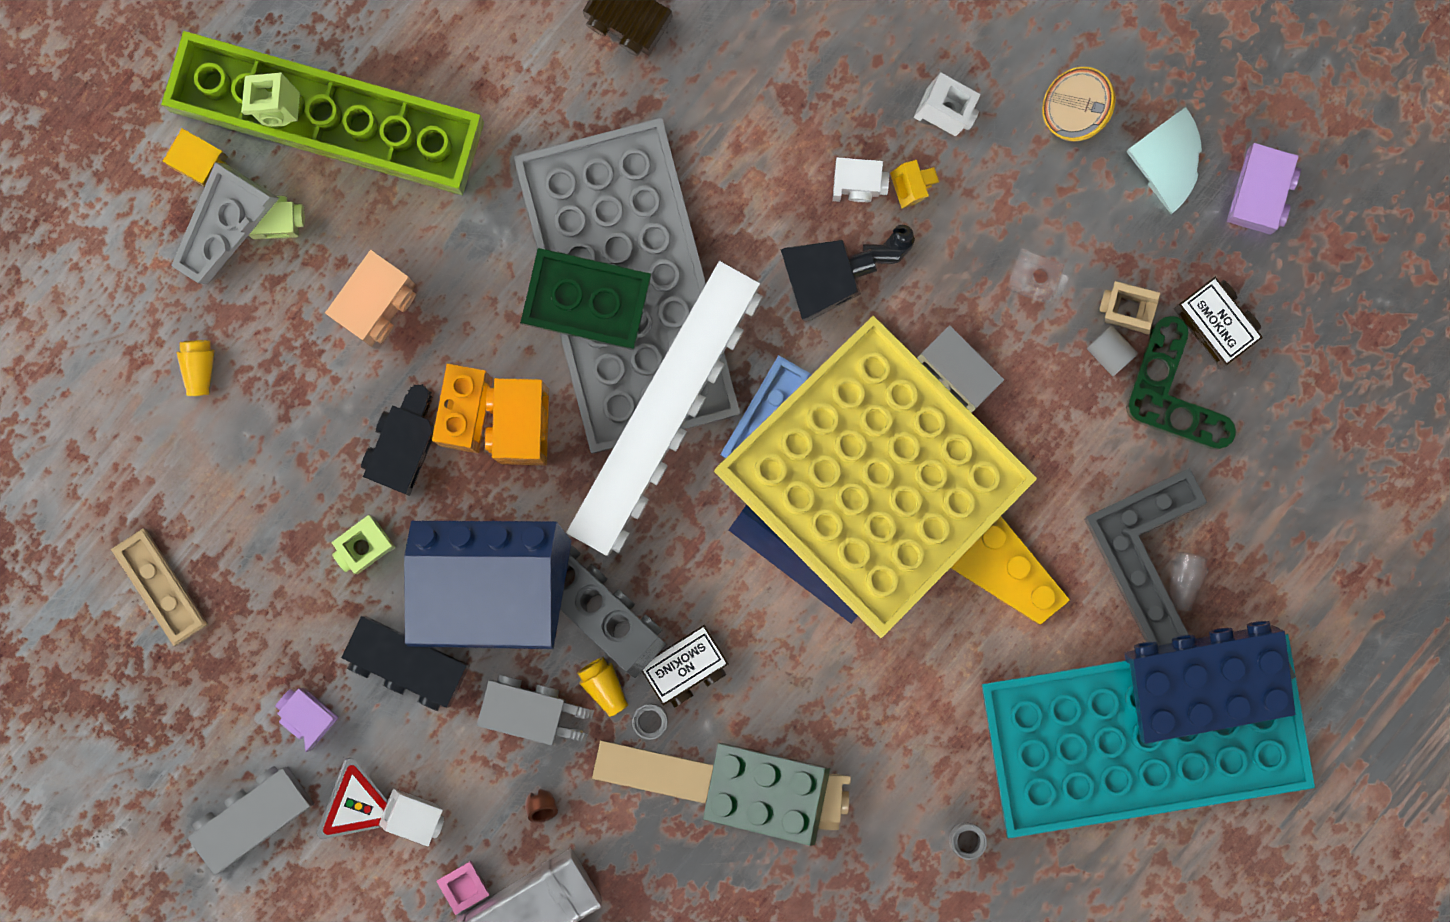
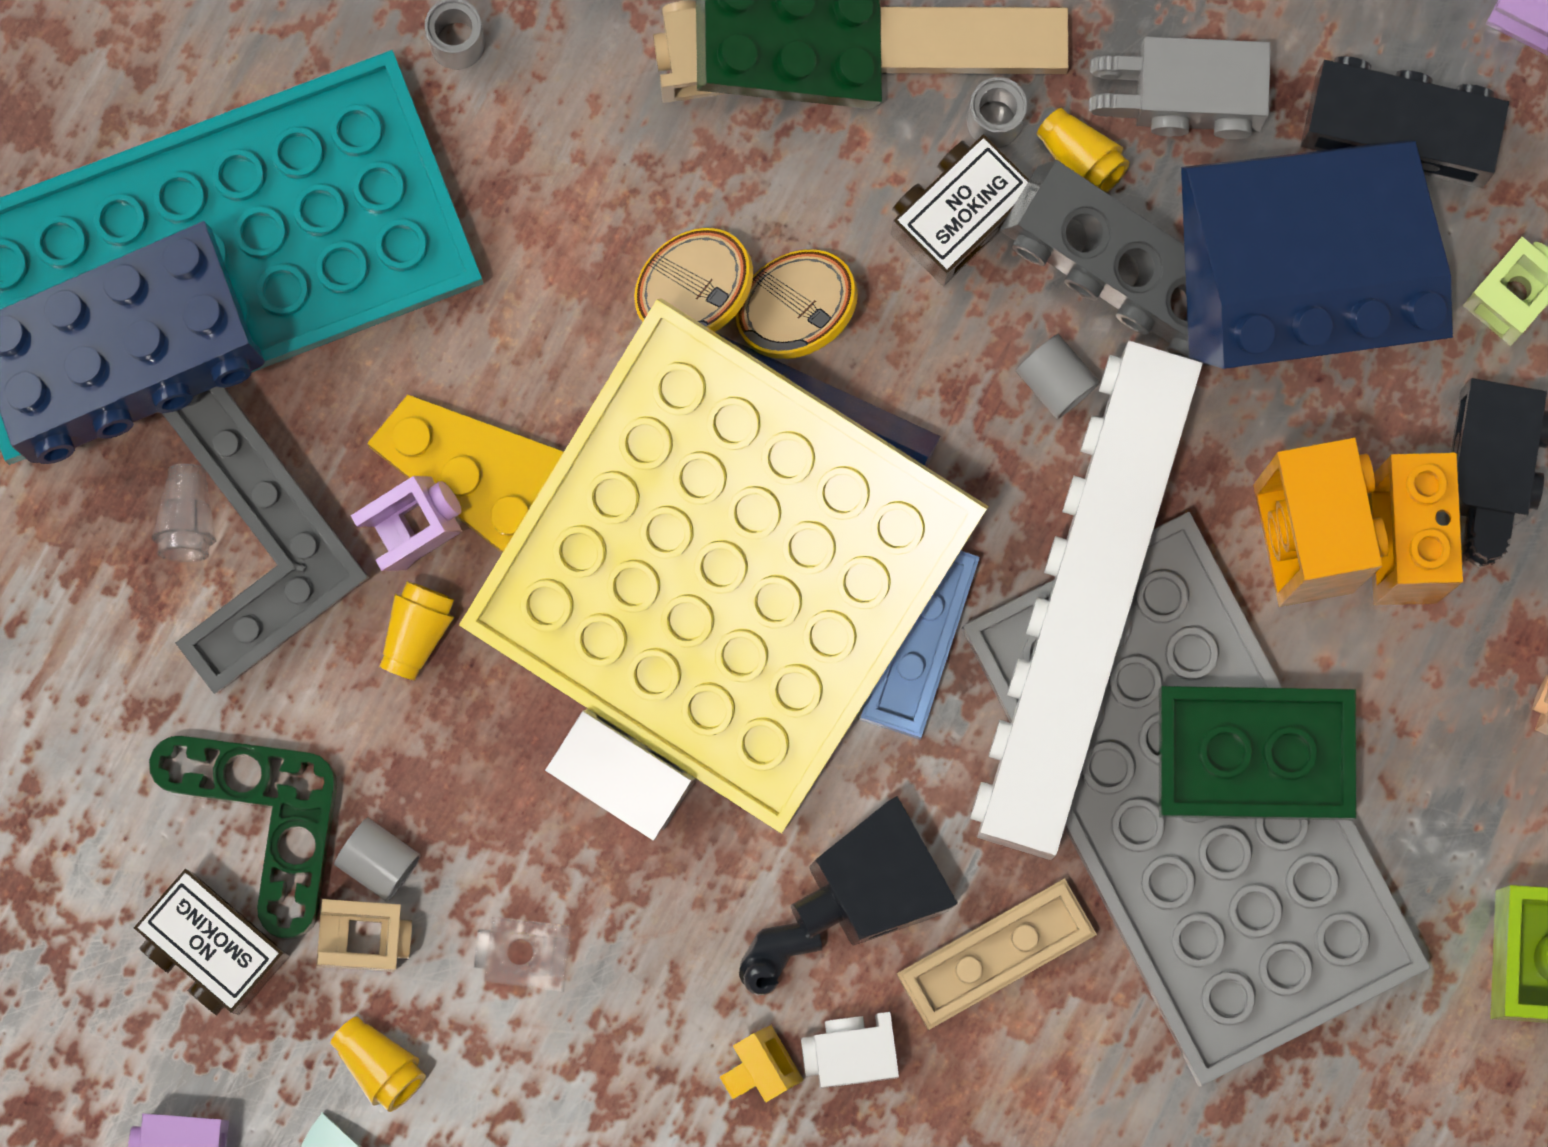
camera: 160 degrees right, 5 degrees down
(649, 552) = (1057, 376): none -> light grey beam
(762, 220) = (996, 954): none -> tan tile
(796, 628) = (797, 304): none -> piece
(854, 655) = (699, 273): none -> piece
(1037, 550) = (388, 518): none -> lavender window
(1063, 482) = (414, 629): none -> yellow cone
(1134, 232) = (378, 1064): none -> yellow cone

